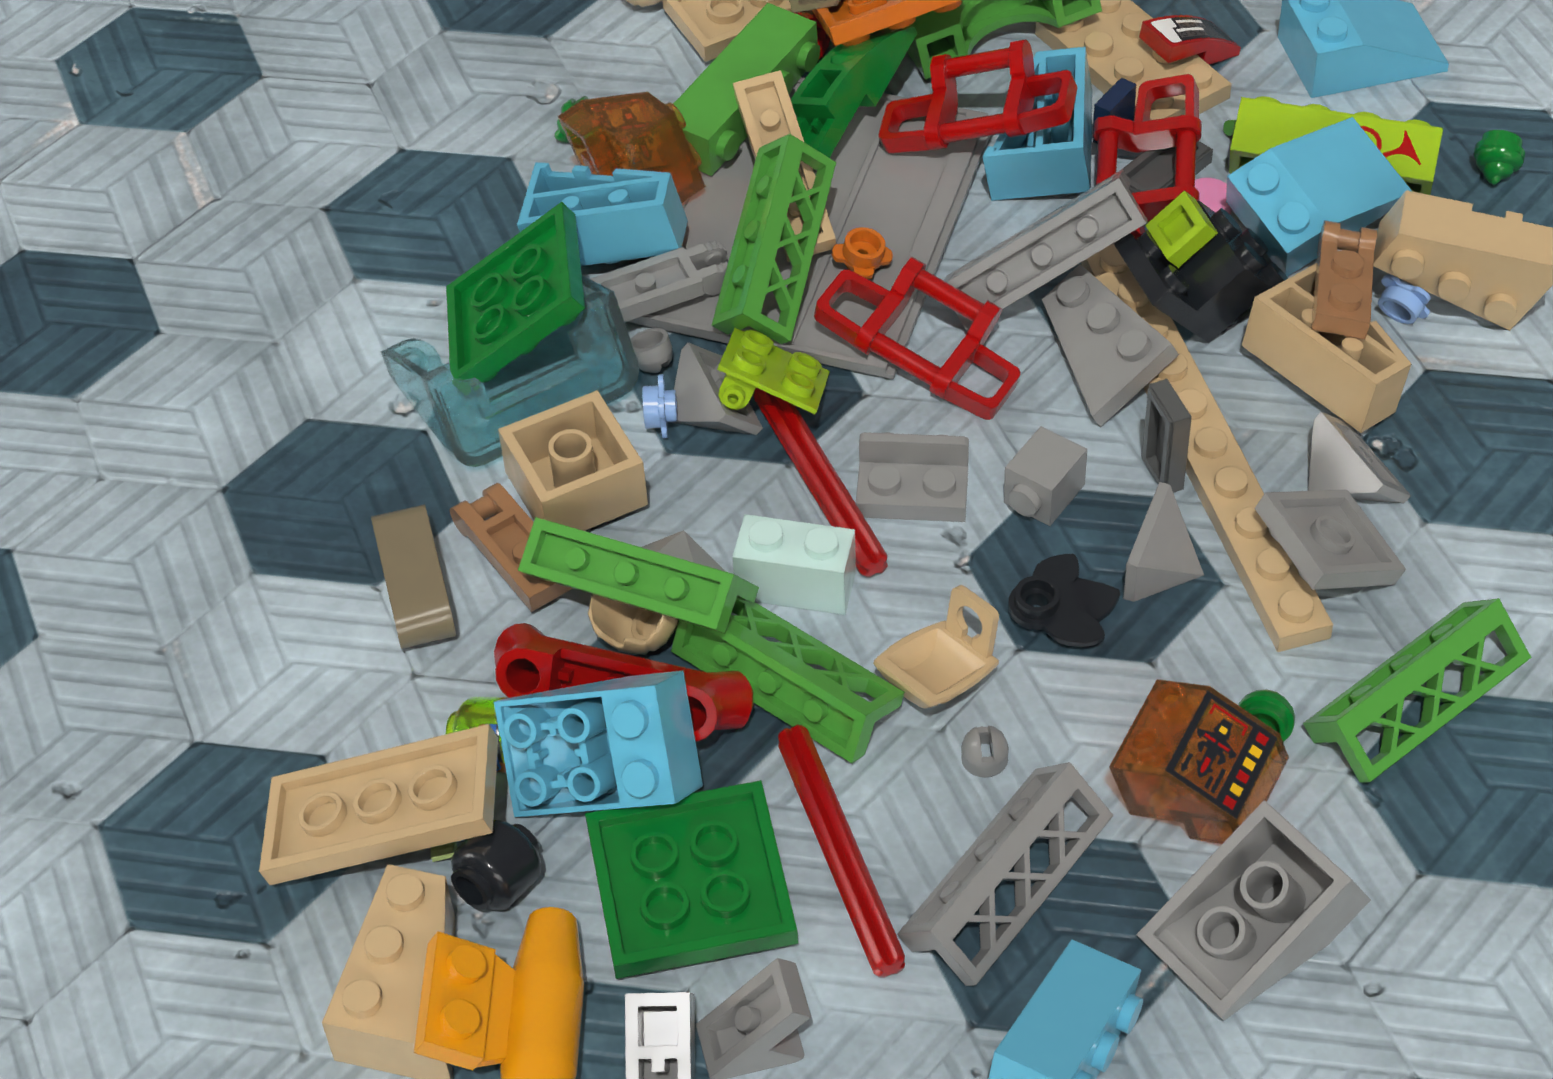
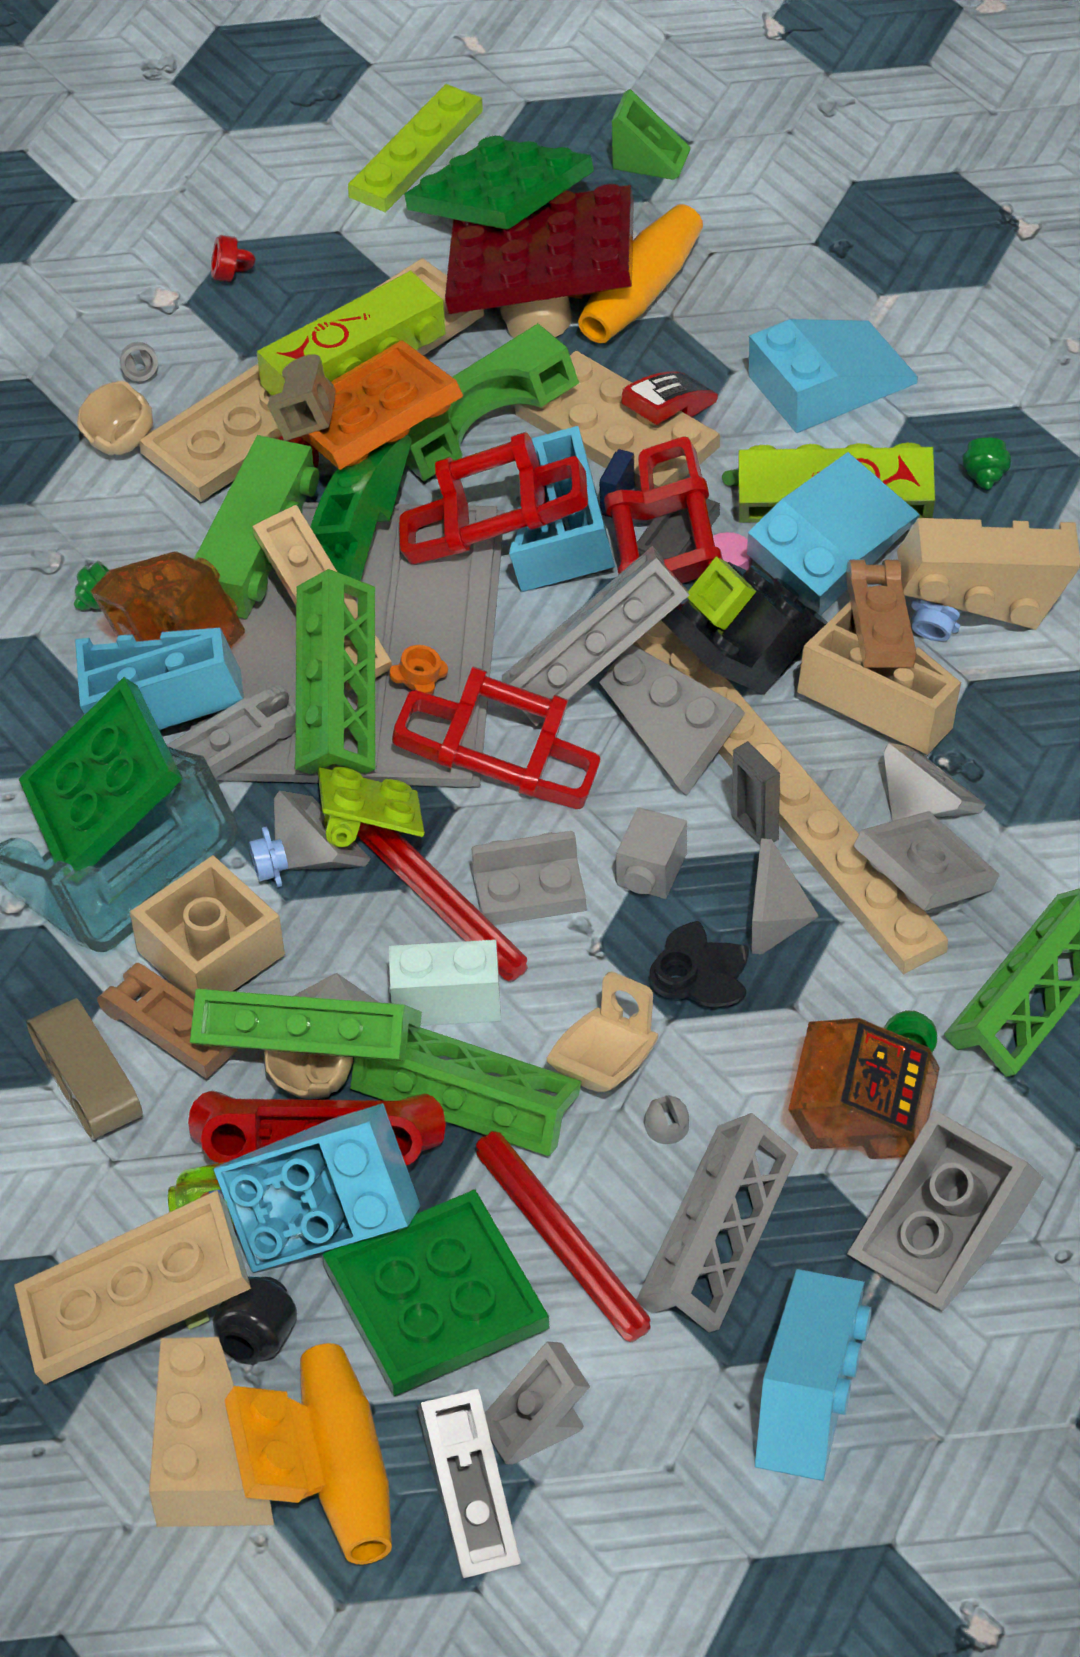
camera: 15 degrees left, 0 degrees up
(652, 349) = (244, 802): light grey hinge -> none

